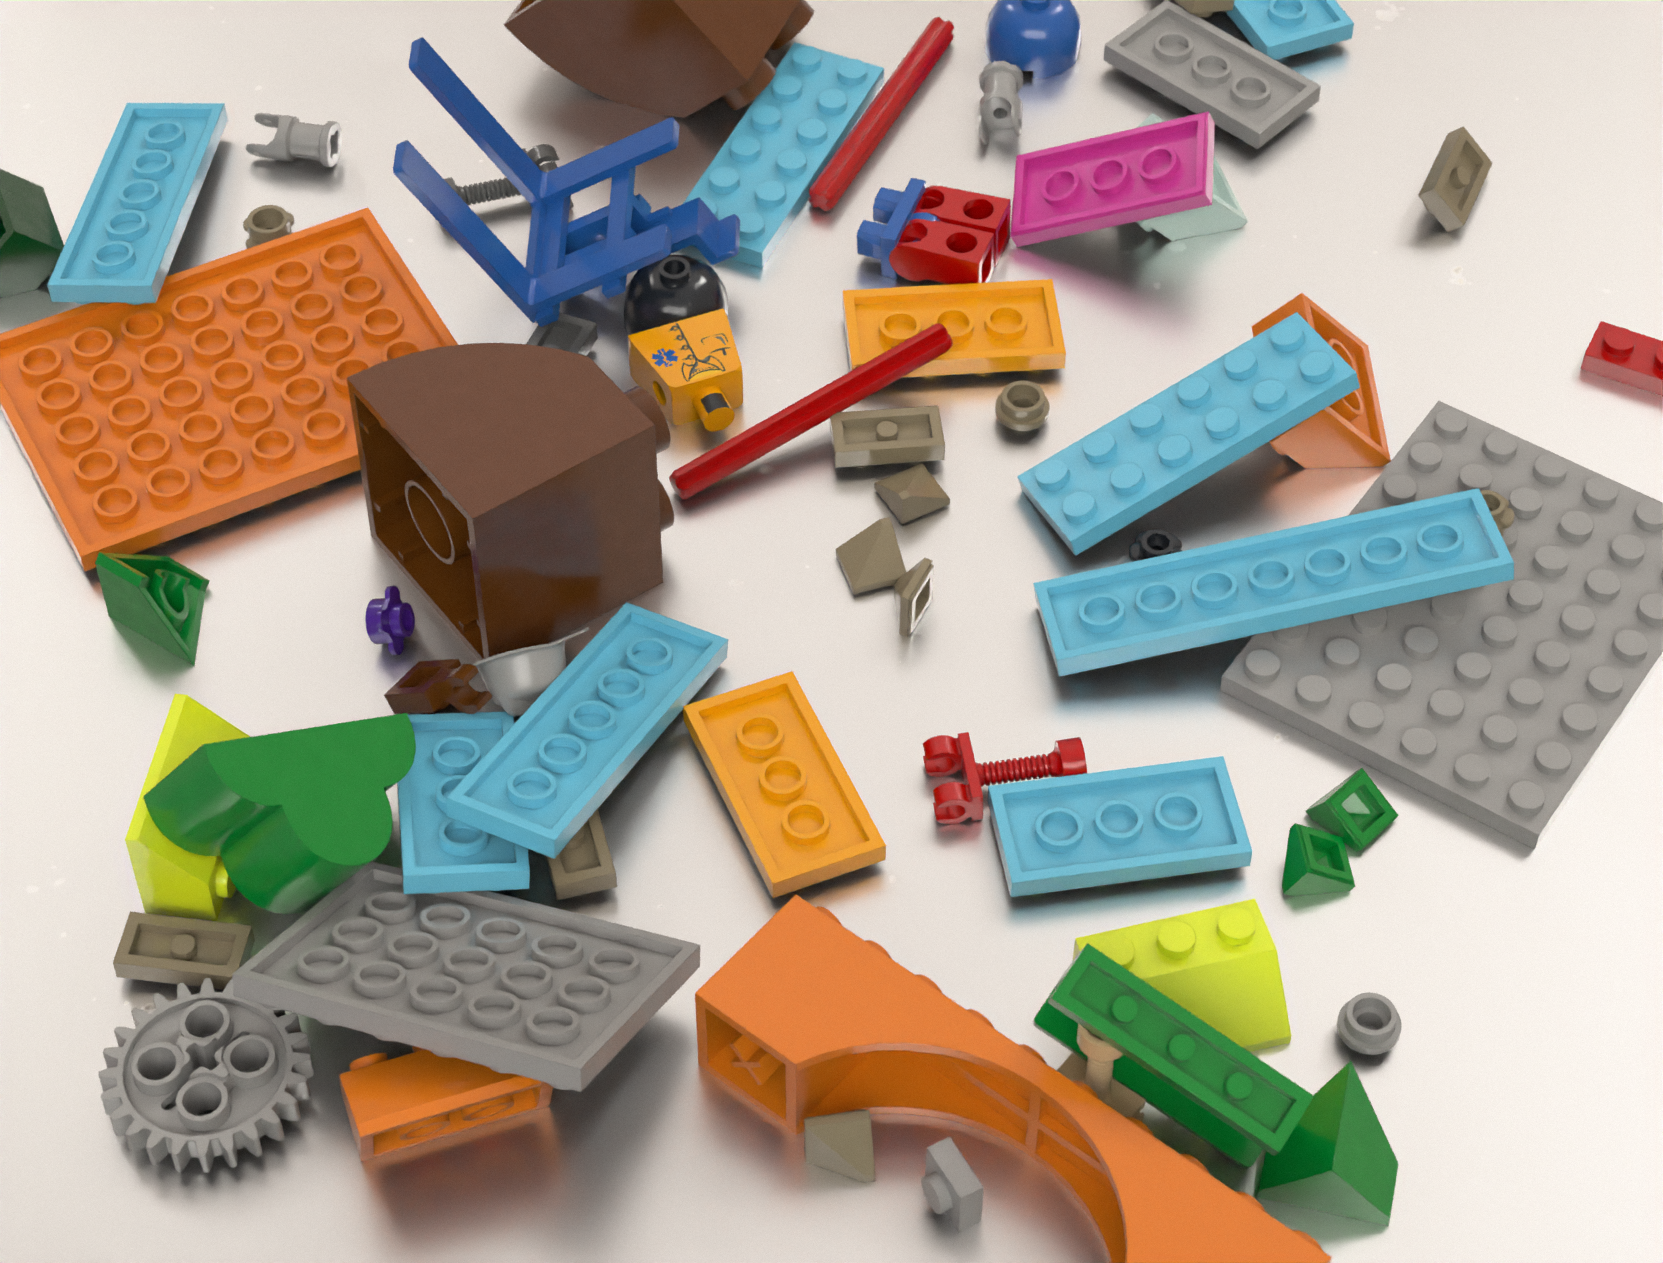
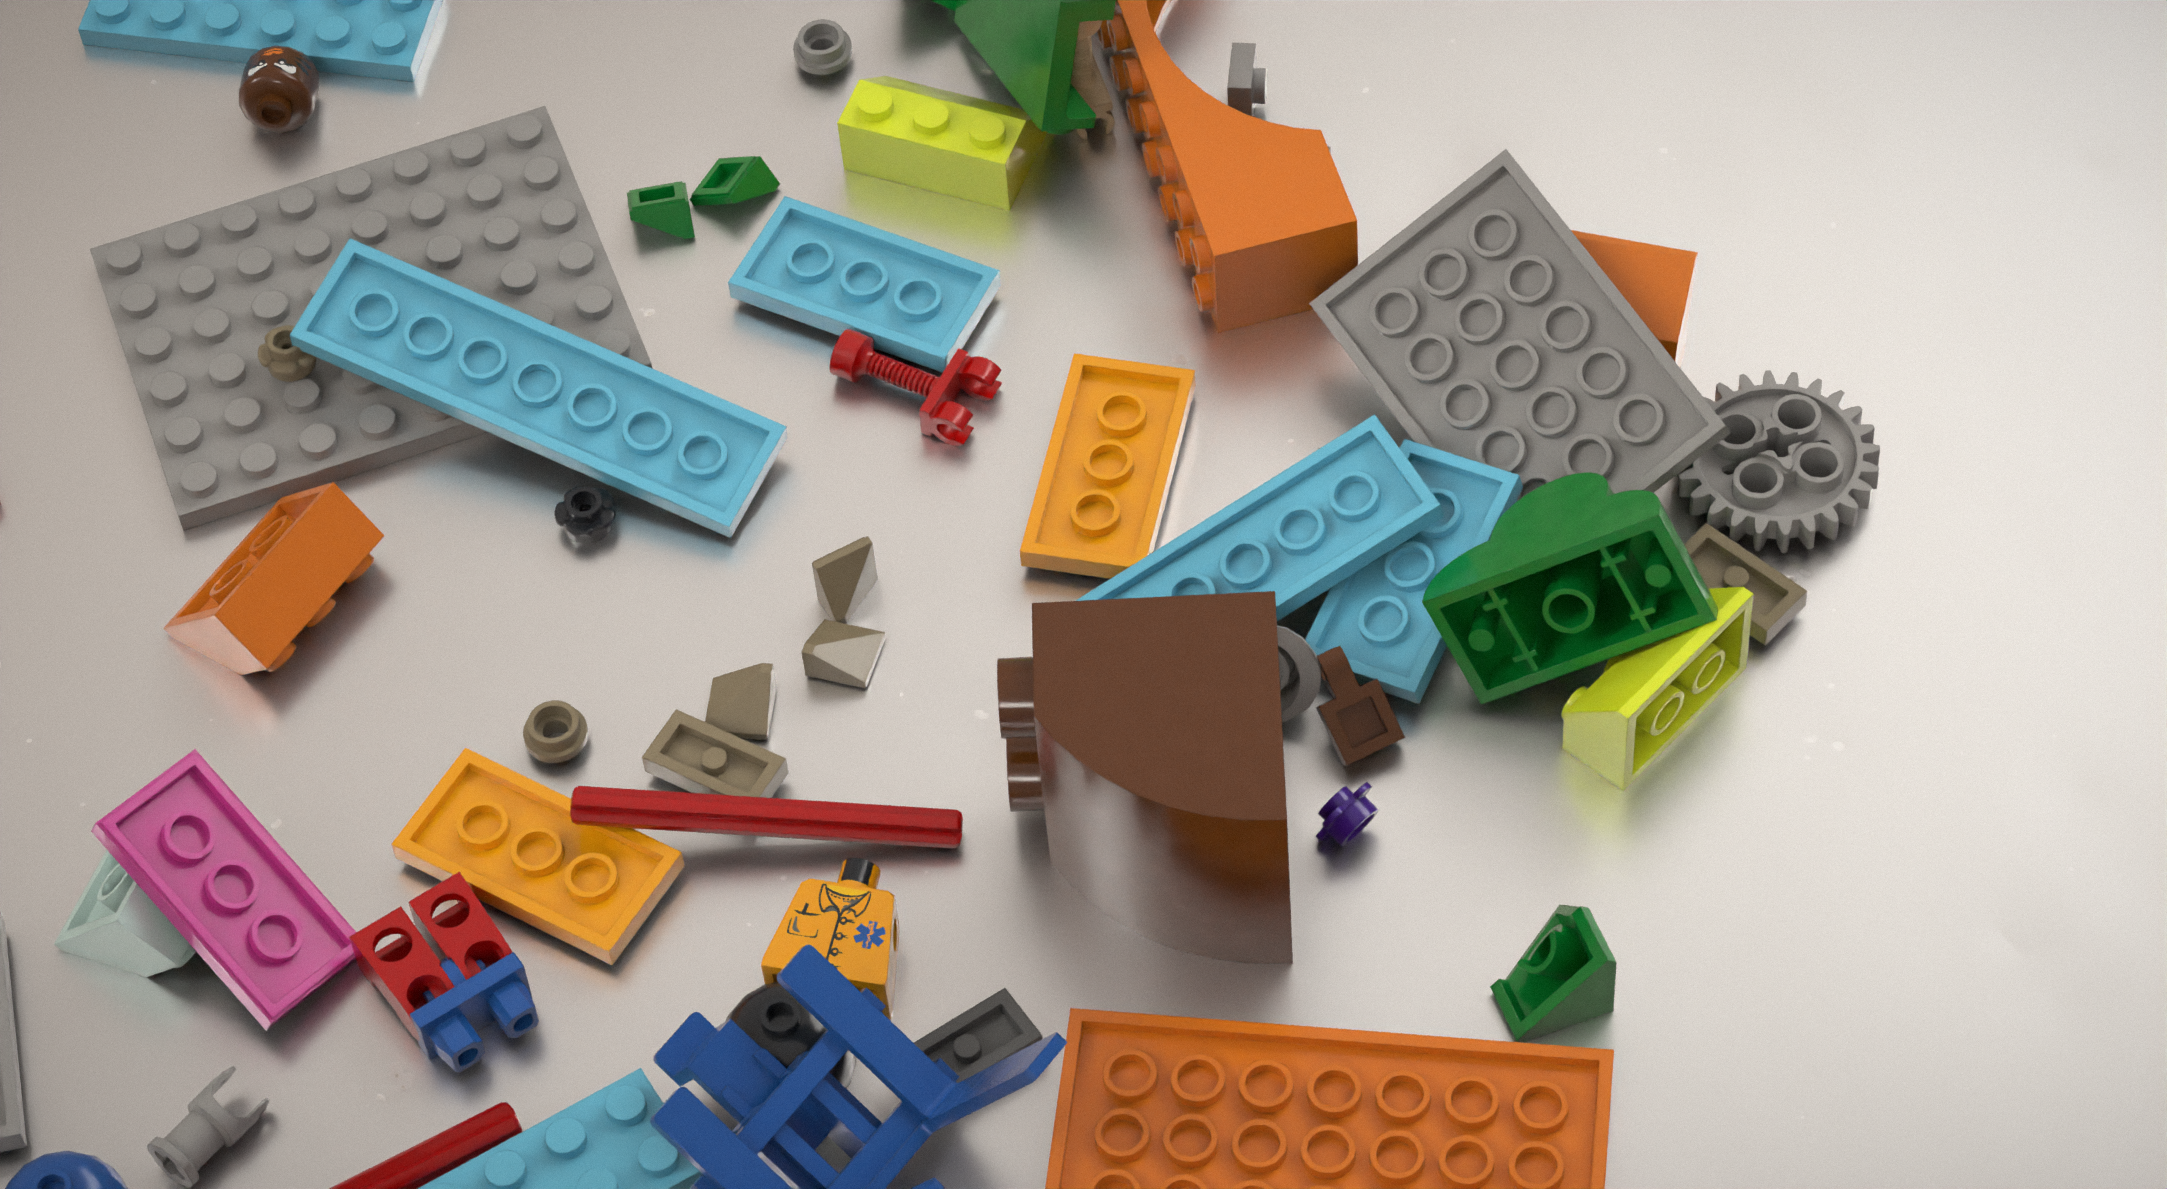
camera: 140 degrees left, 5 degrees up
(1187, 432) = (458, 561): medium azure plate -> none

